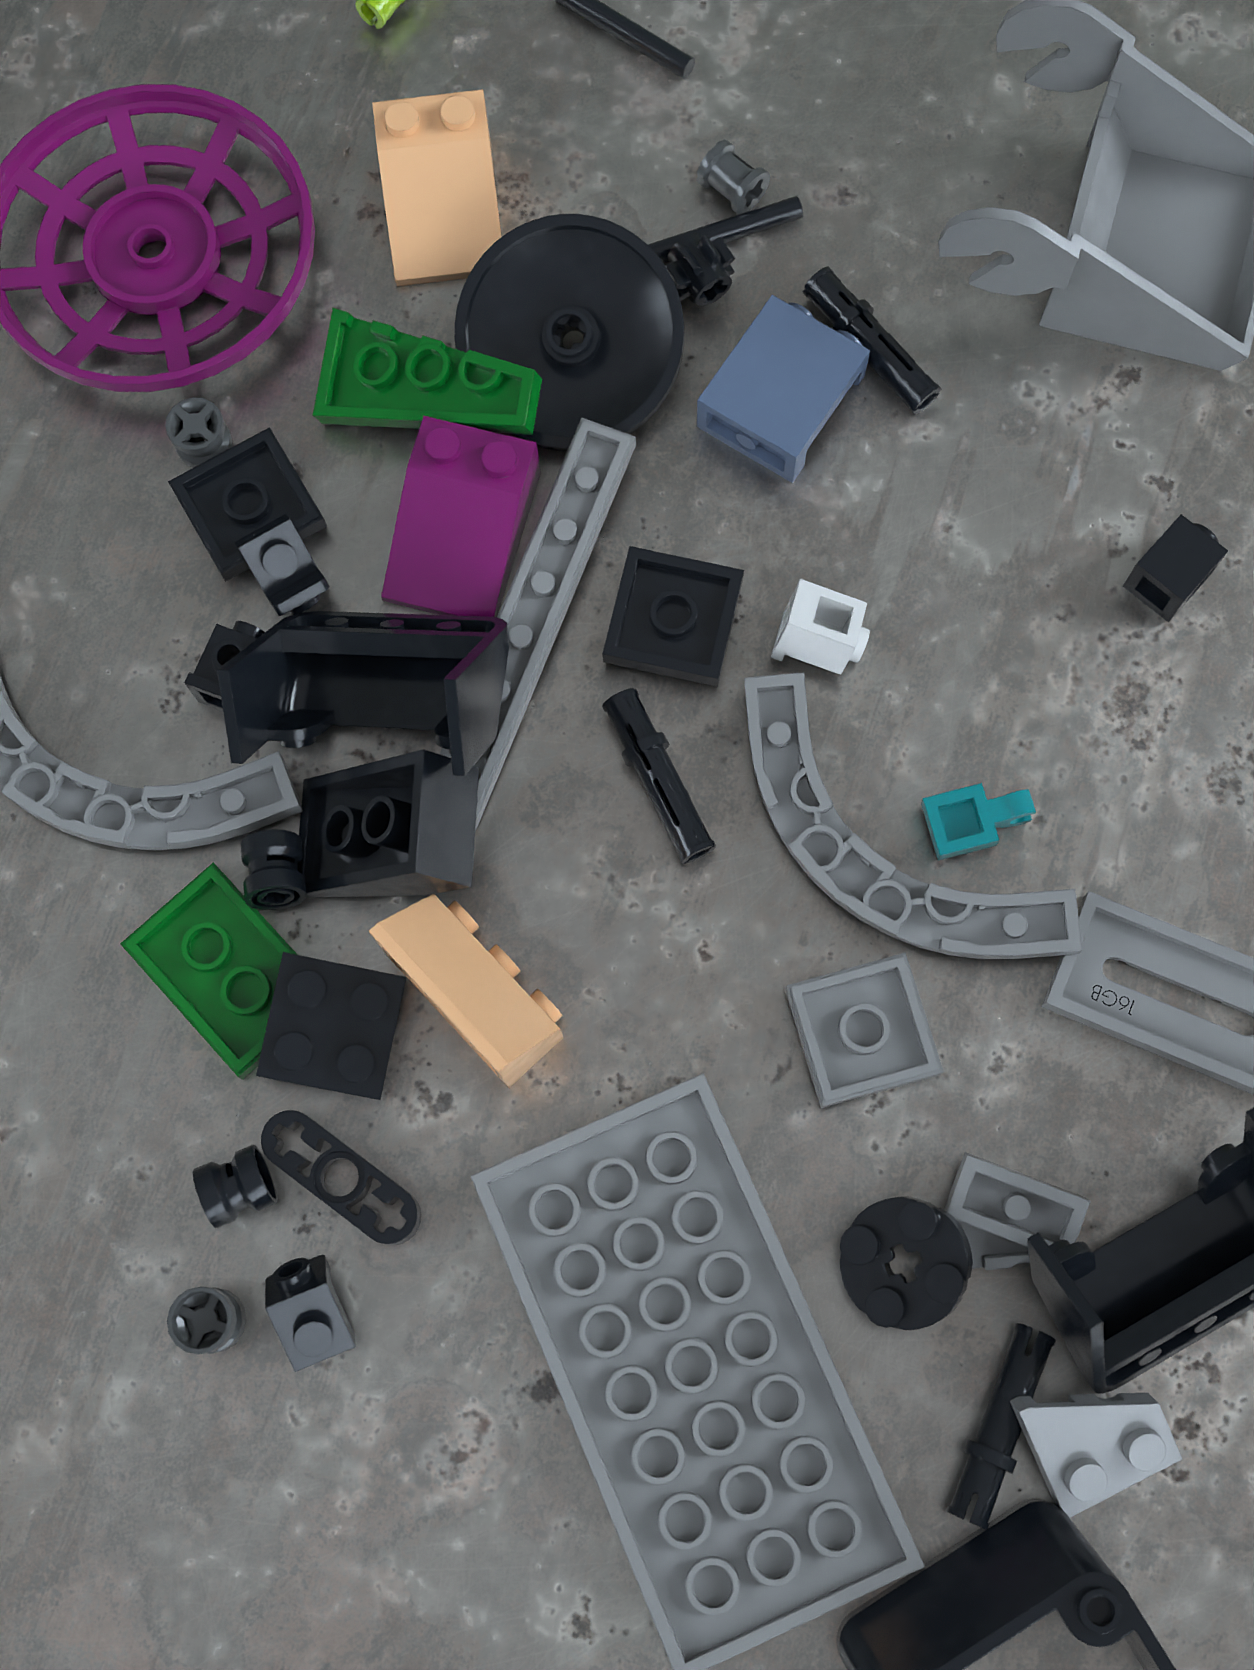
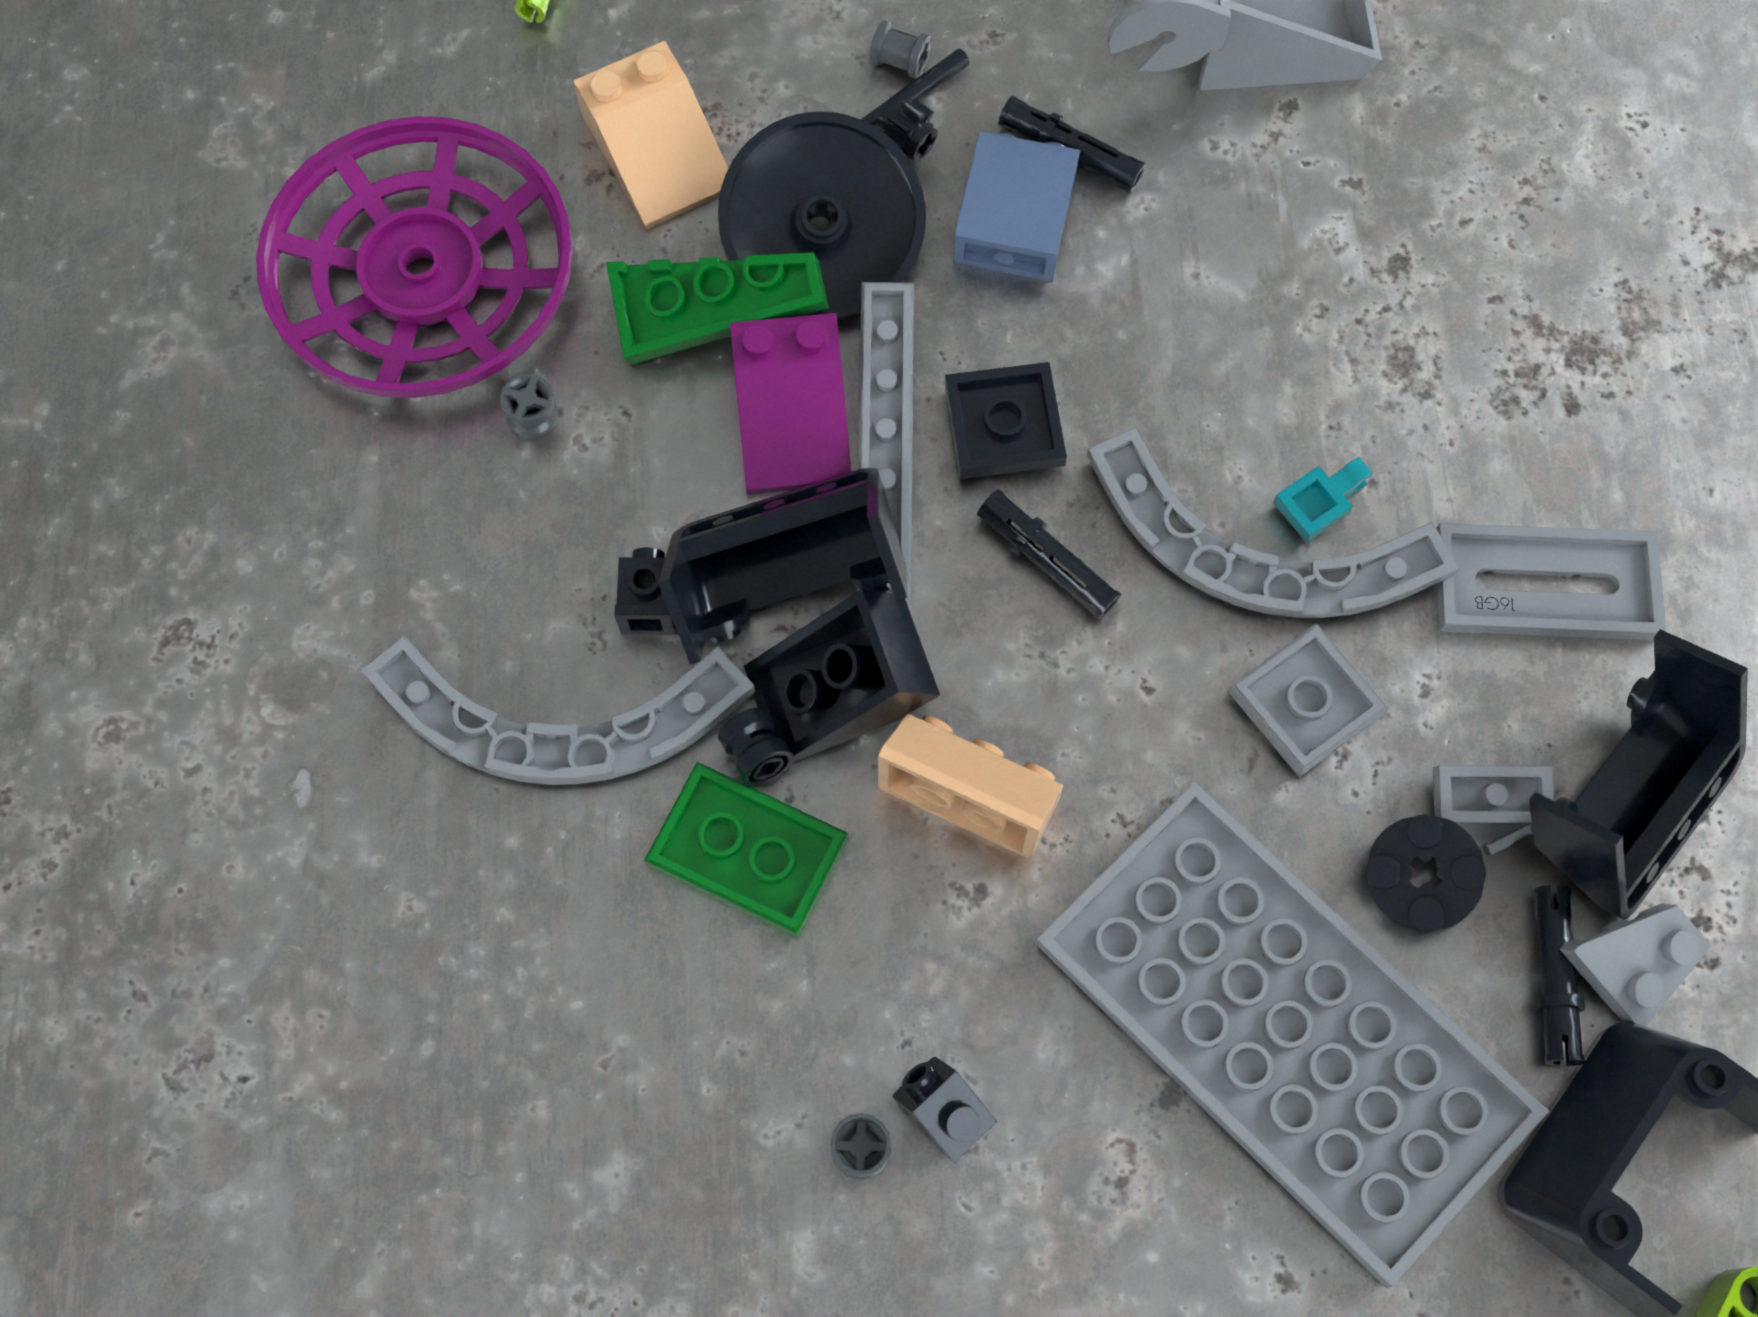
camera: 25 degrees left, 5 degrees down
(234, 1186) = (836, 1024): black wheel -> none
(241, 494) = (597, 451): black plate -> none
(283, 566) = (654, 492): bracket -> none
(314, 1136) = (876, 986): black beam -> none
(331, 1026) = (862, 859): black plate -> none
(821, 628) = (1132, 387): white brick -> none
(1175, 567) = (1396, 243): black brick -> none

